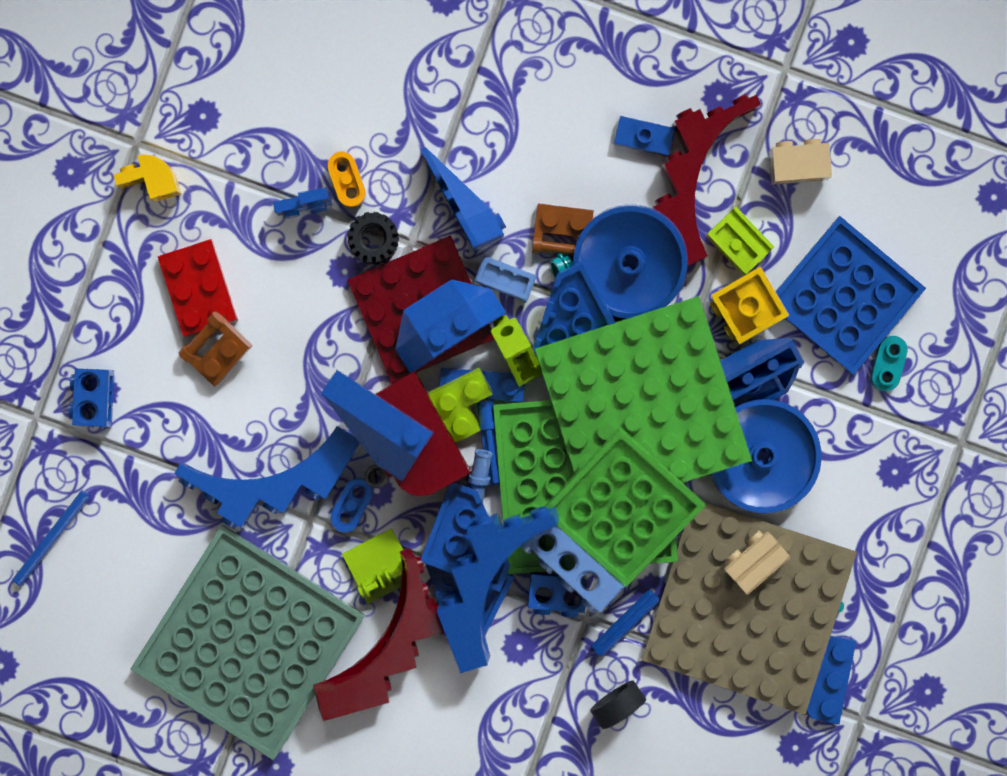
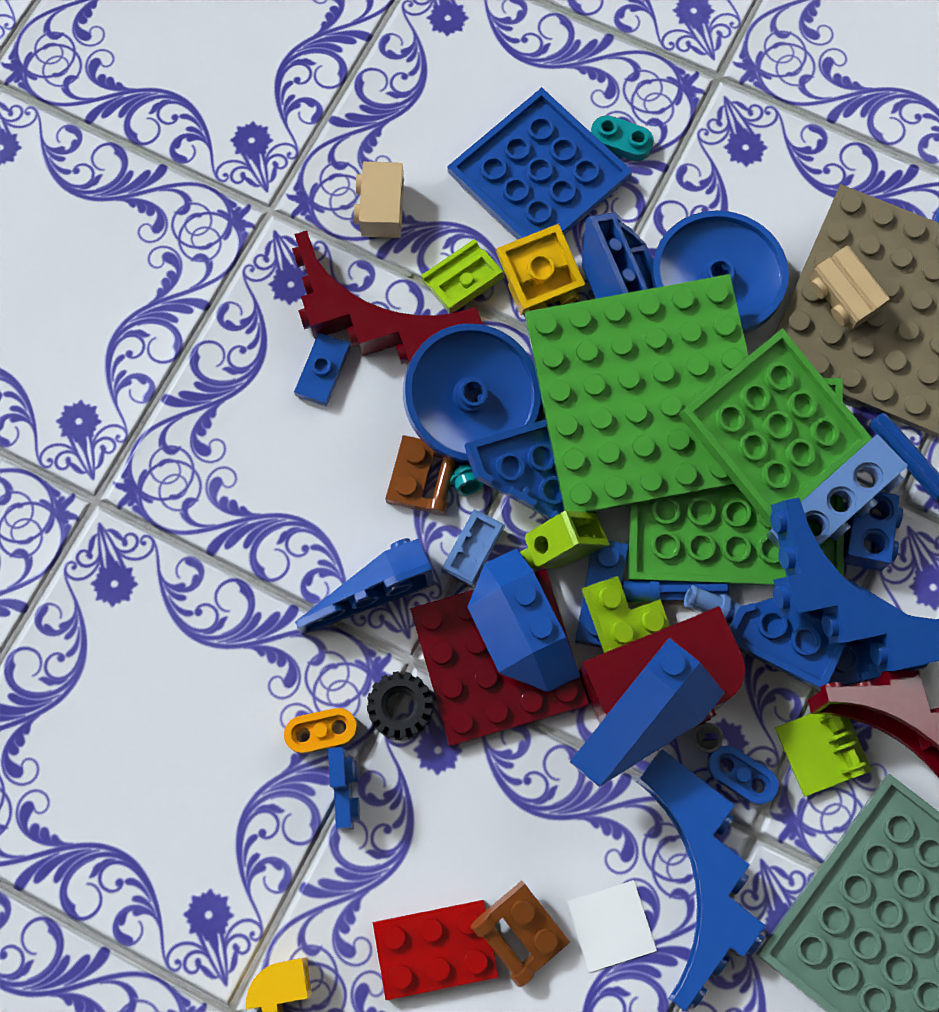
camera: 80 degrees left, 15 degrees down
(230, 417) = (611, 926): none -> white sticker

